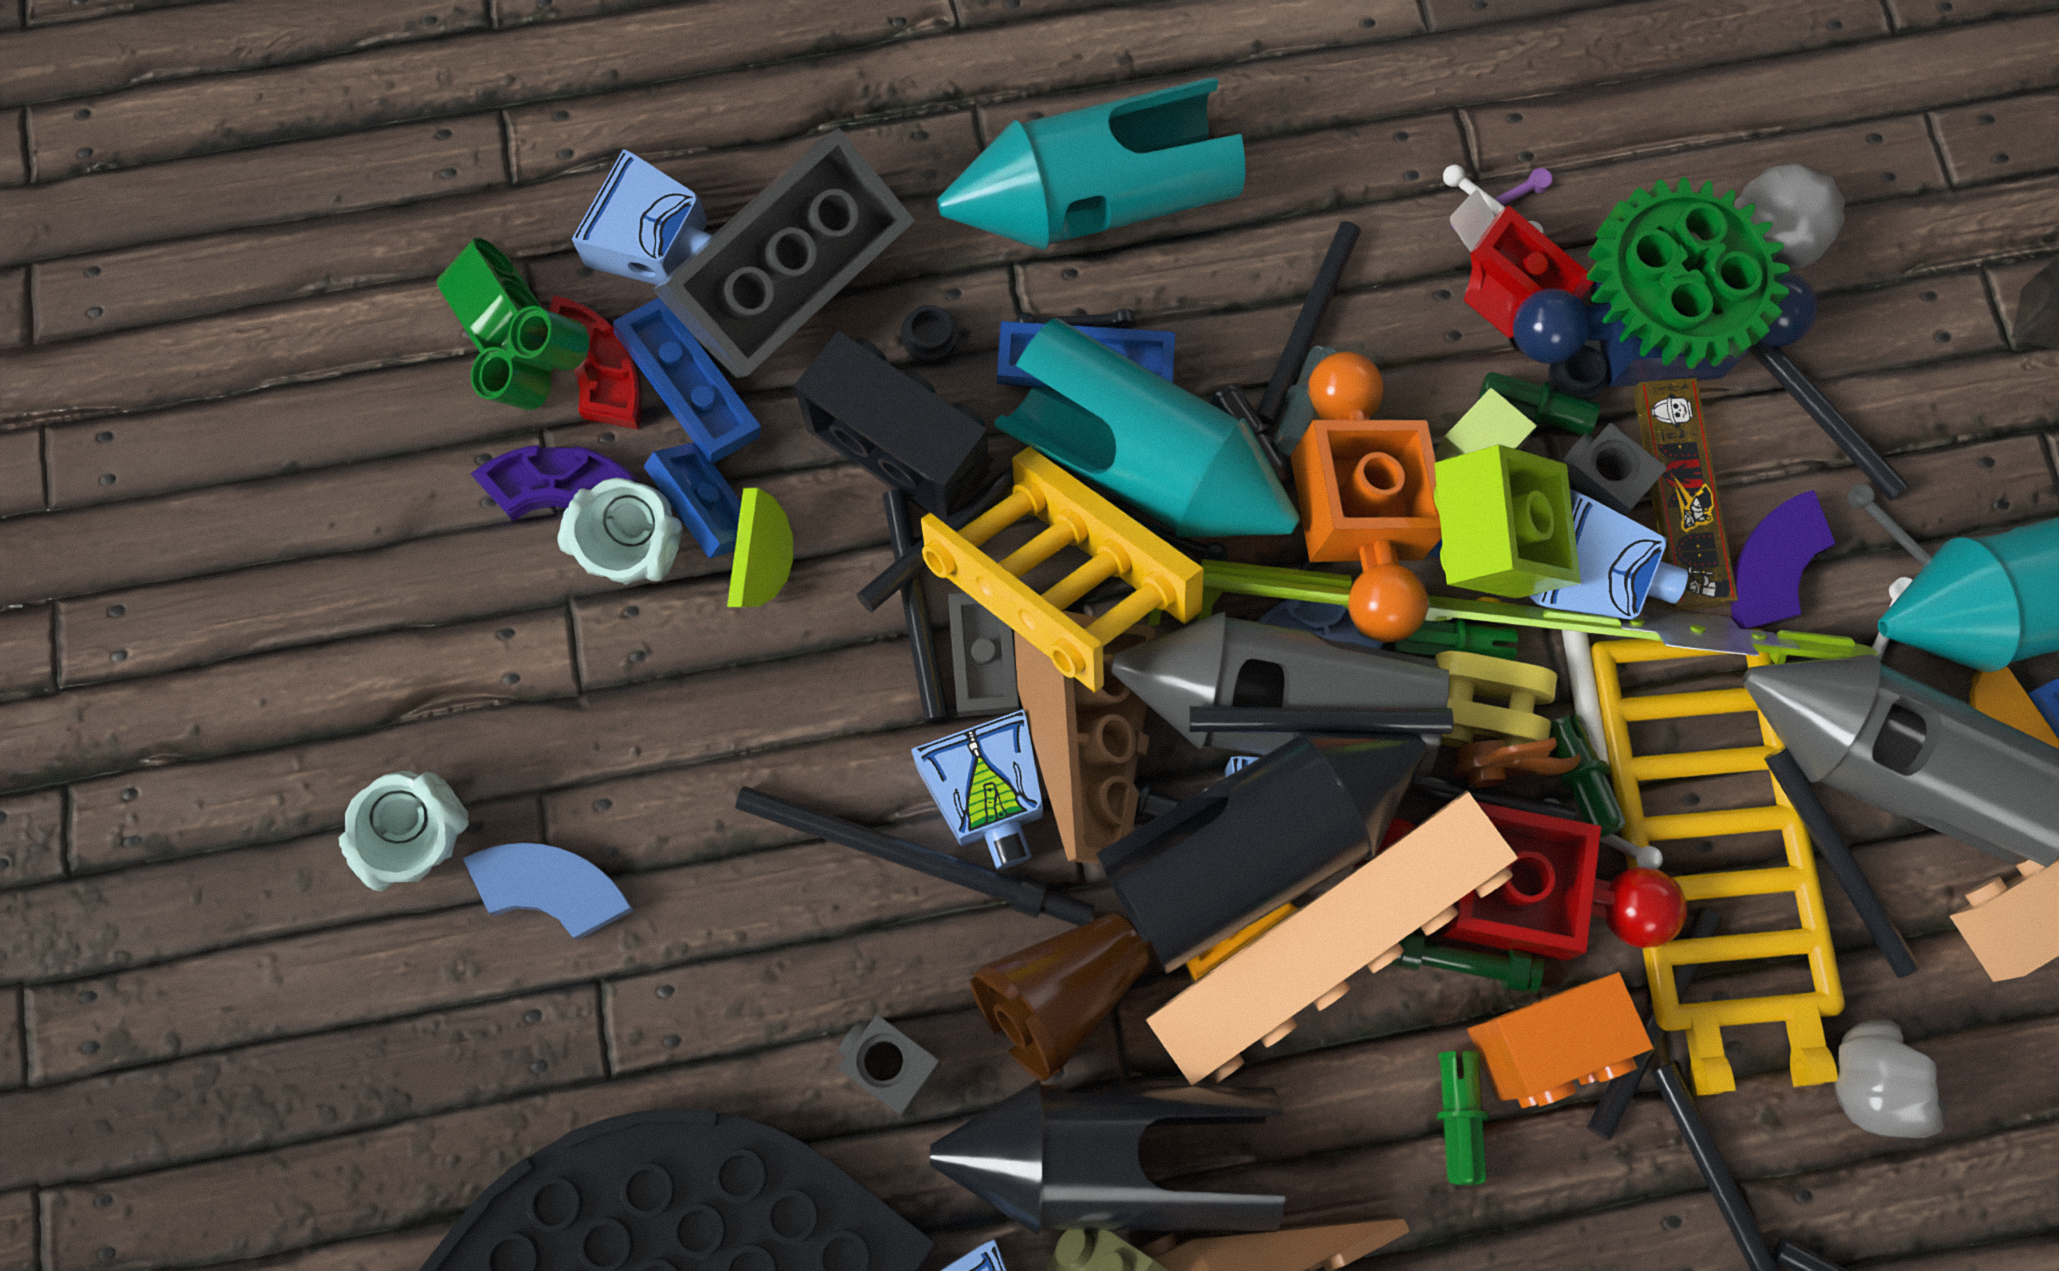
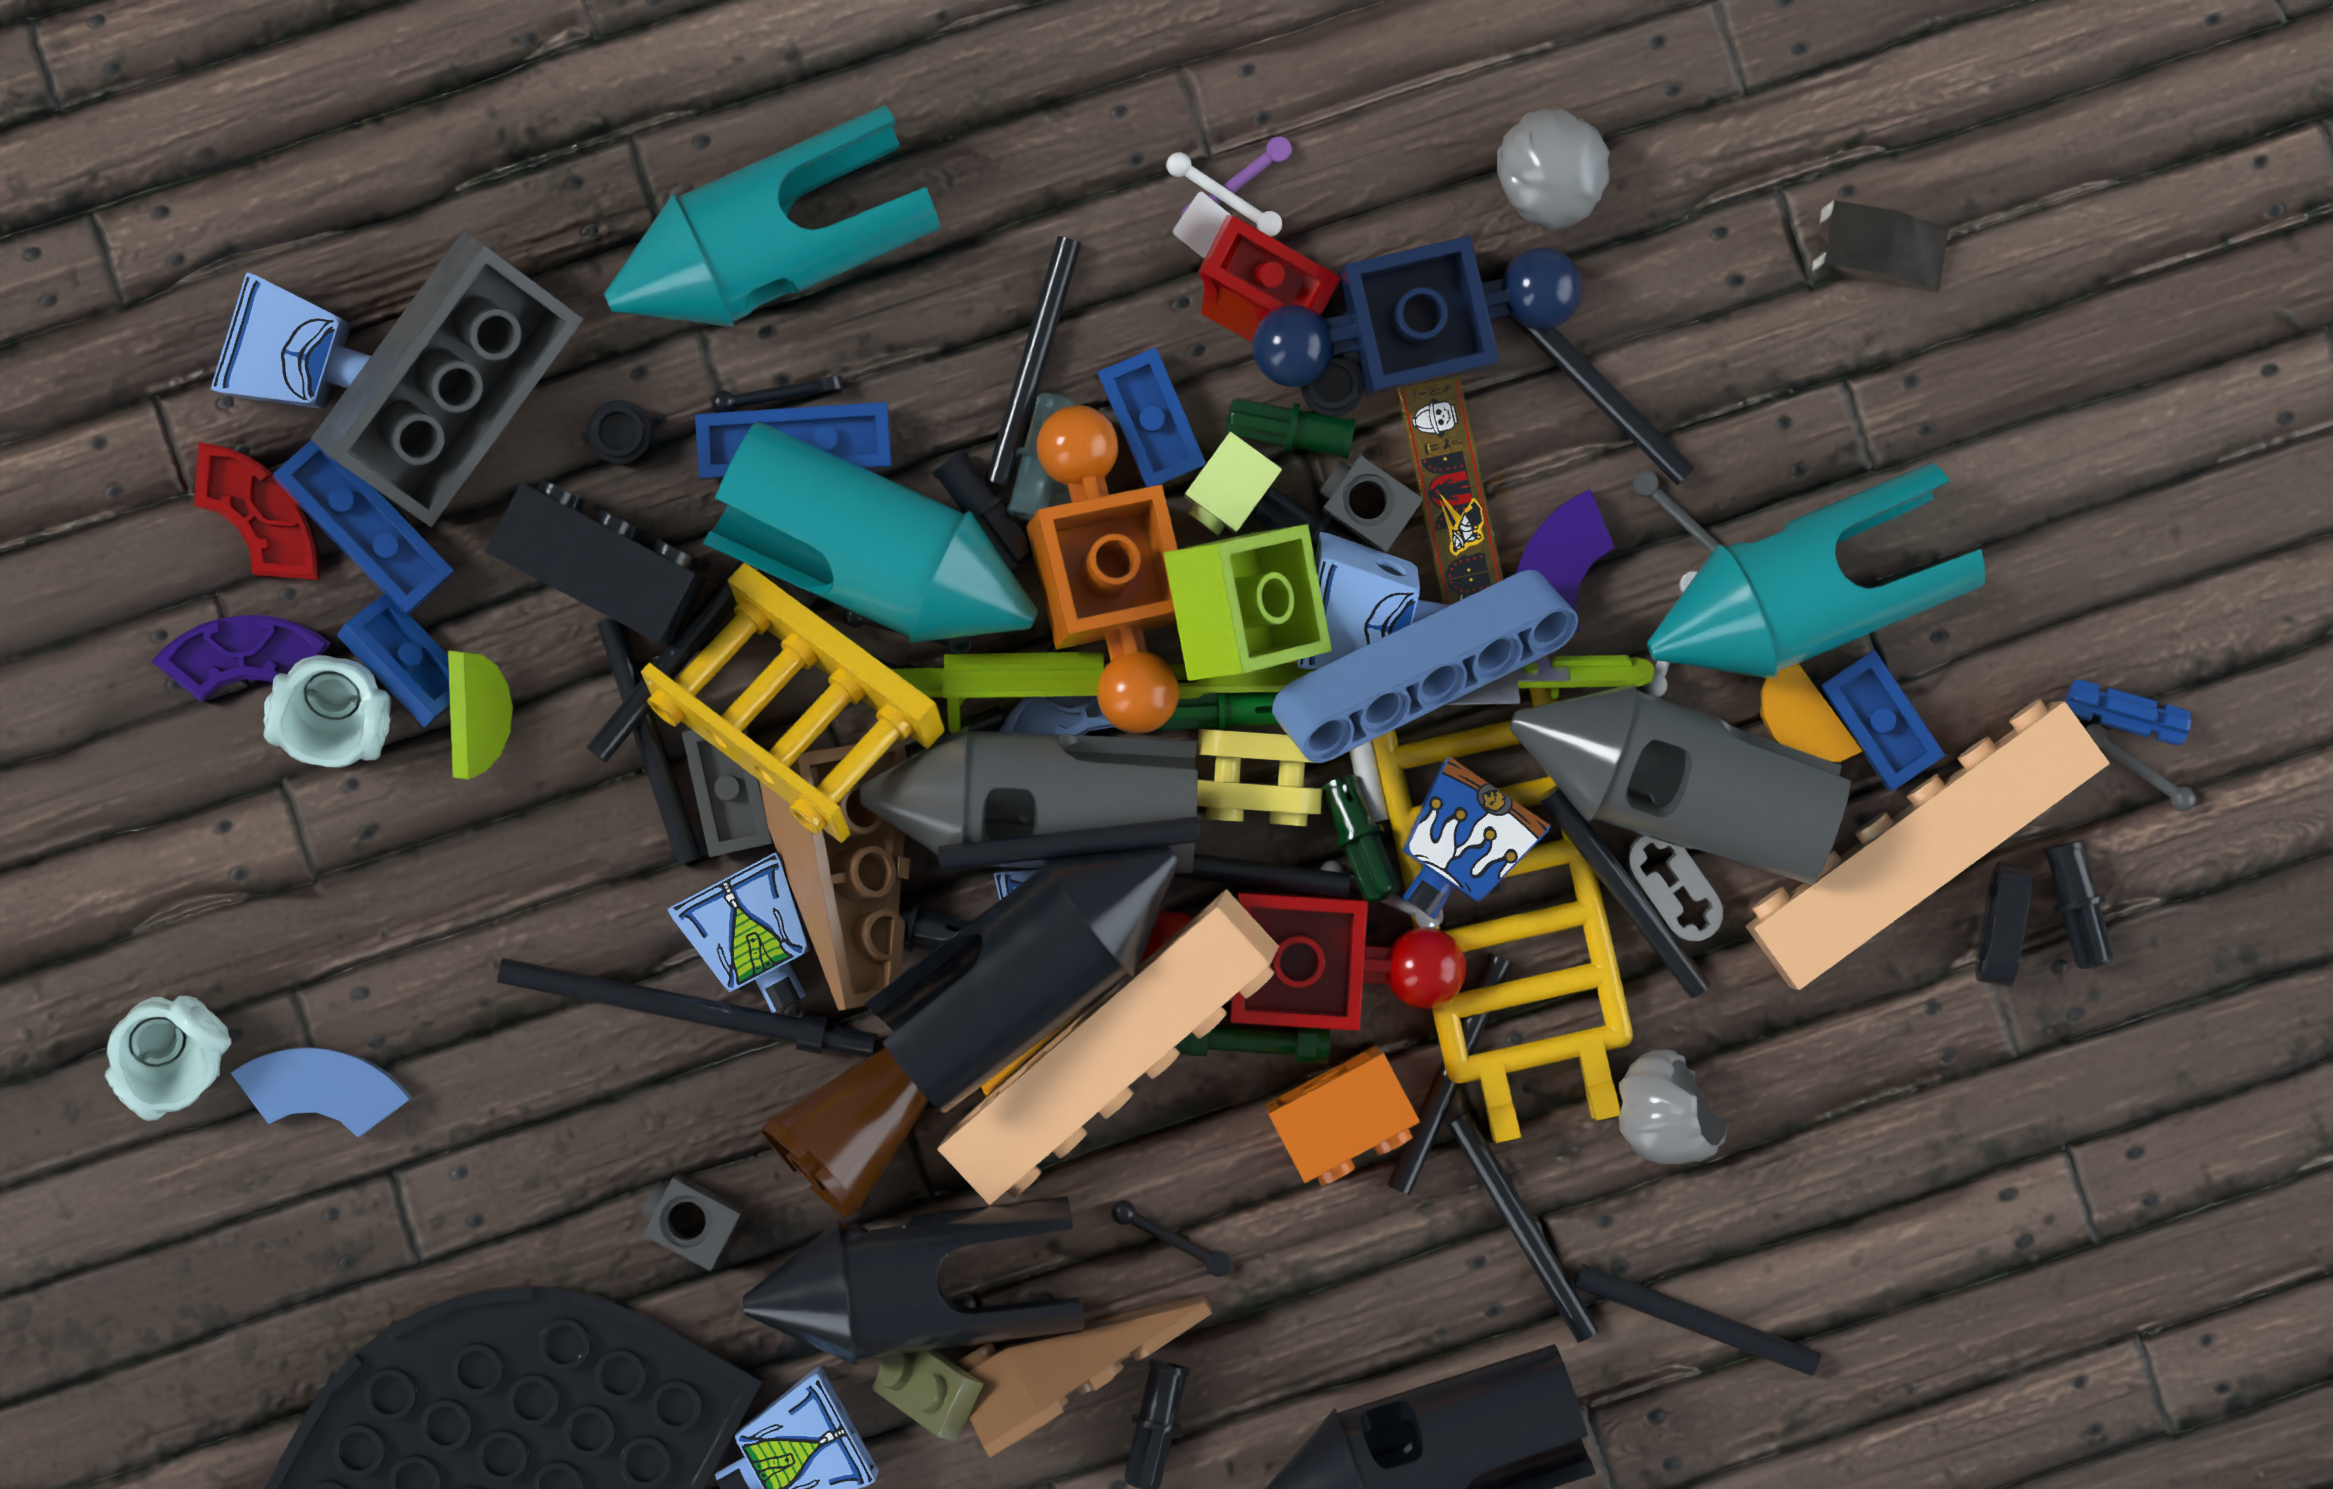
camera: 10 degrees left, 15 degrees up
(509, 328) = (158, 493): green piece -> none
(1408, 1184) = (1217, 1261): none -> black hinge
(1413, 375) = (1151, 418): none -> blue plate
(1463, 1119) = (1262, 1195): green axle -> none
(1492, 762) = (1255, 844): dark orange plate -> none
(1668, 609) = (1424, 666): none -> medium blue beam
(1688, 273) = (1467, 256): green gear -> none
(1695, 781) = (1466, 838): none -> torso
(1890, 863) = (1662, 895): none -> light grey beam

